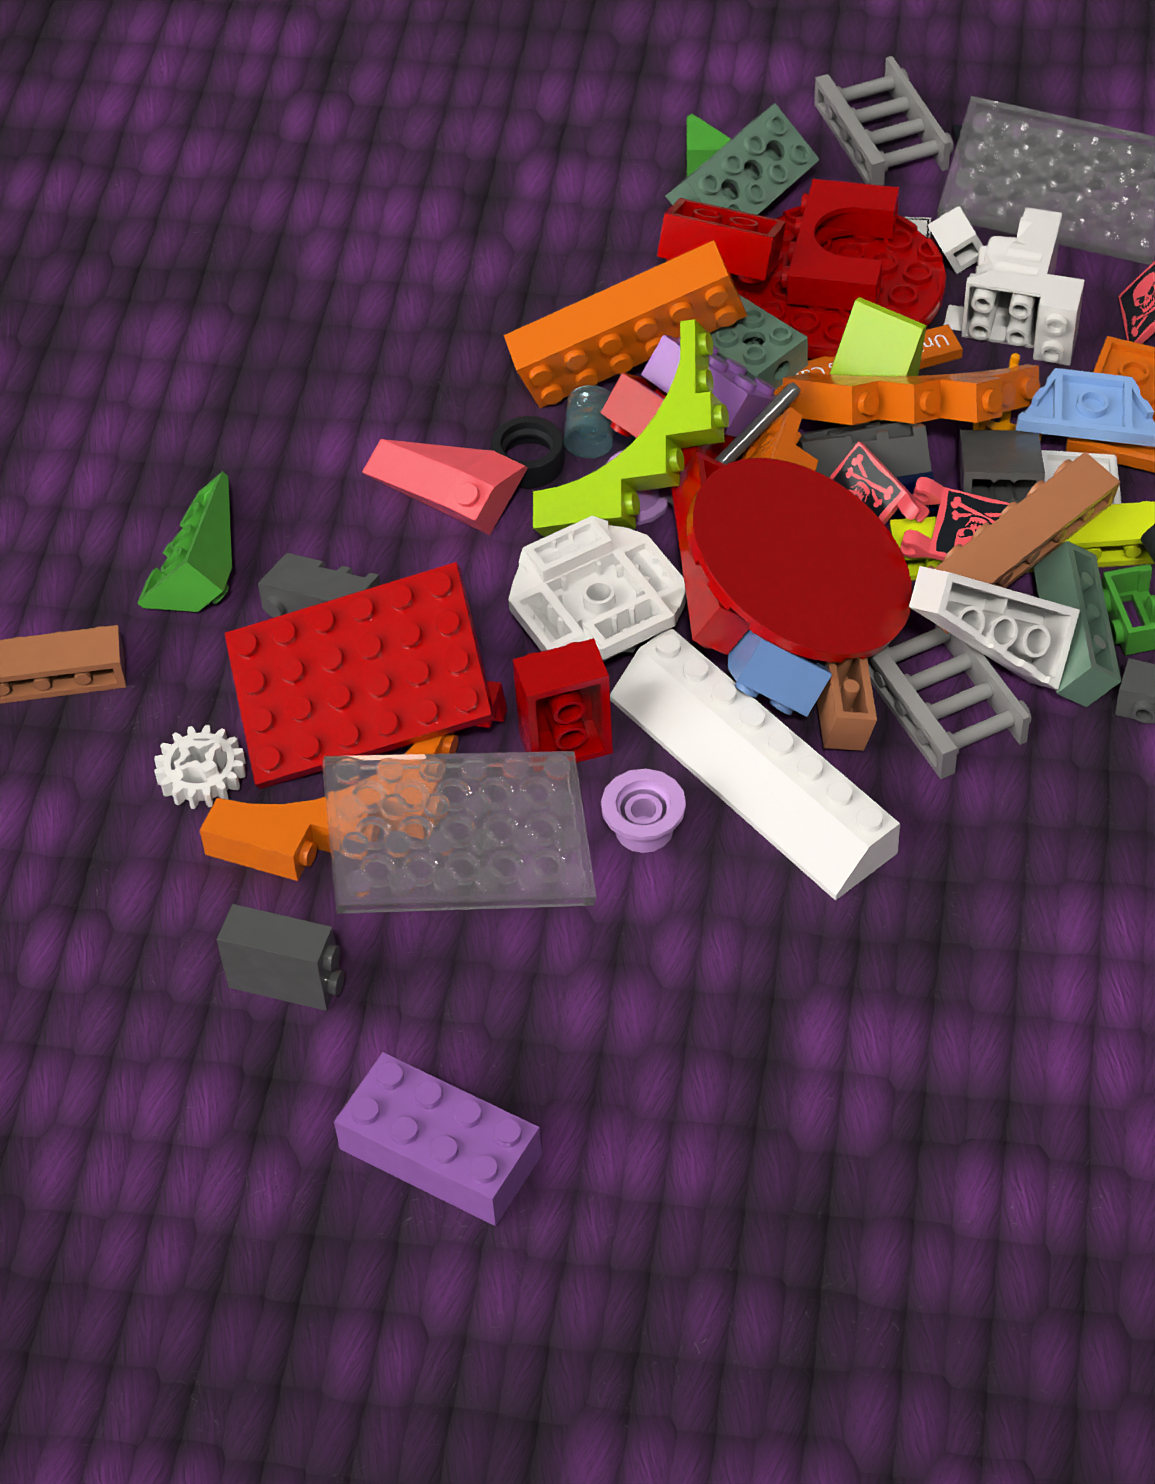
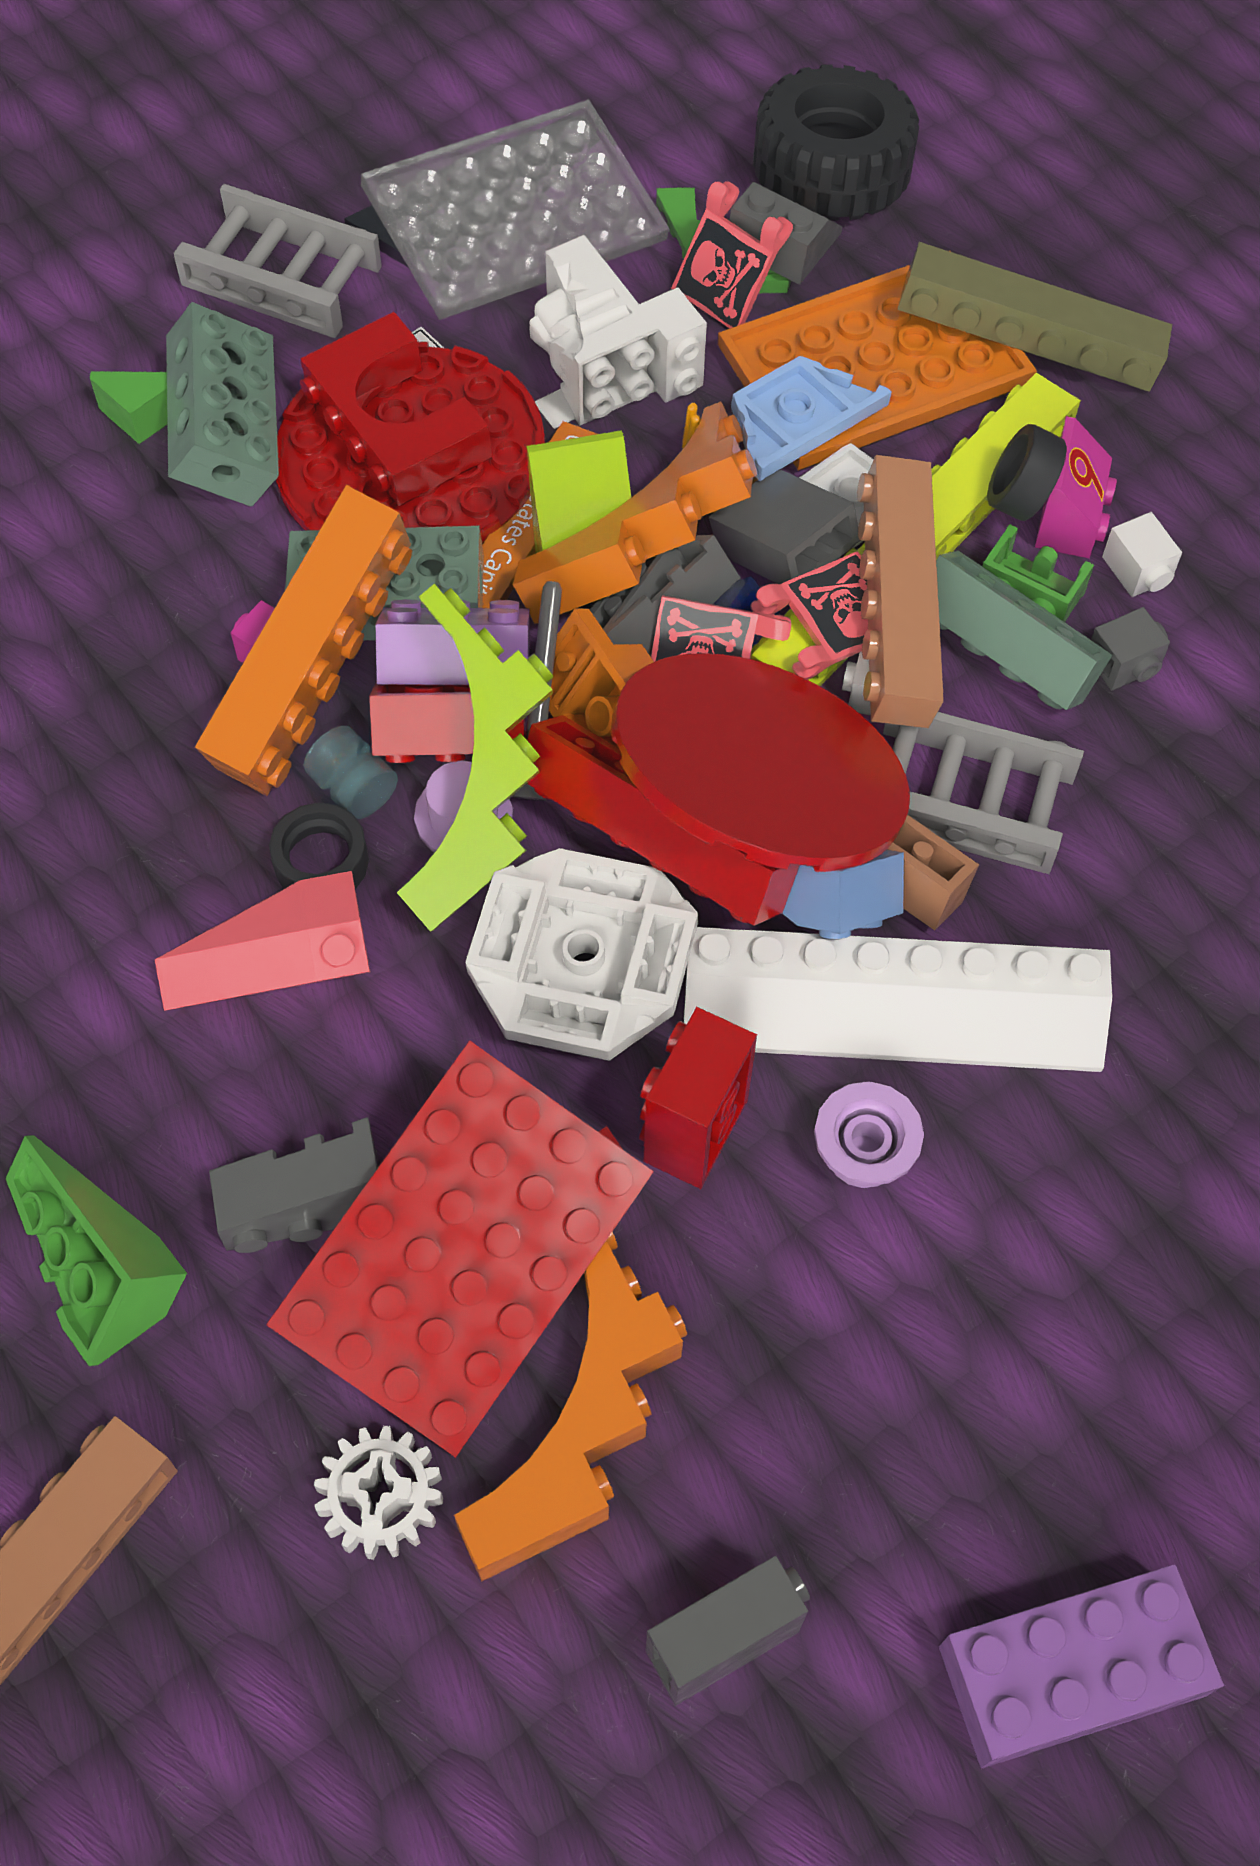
camera: 50 degrees left, 10 degrees up
(457, 832) = (730, 1329): clear plate -> none
(745, 240) = (286, 482): red brick -> none
(956, 239) = (485, 328): white brick -> none
(1005, 625) = (991, 677): white wedge -> none

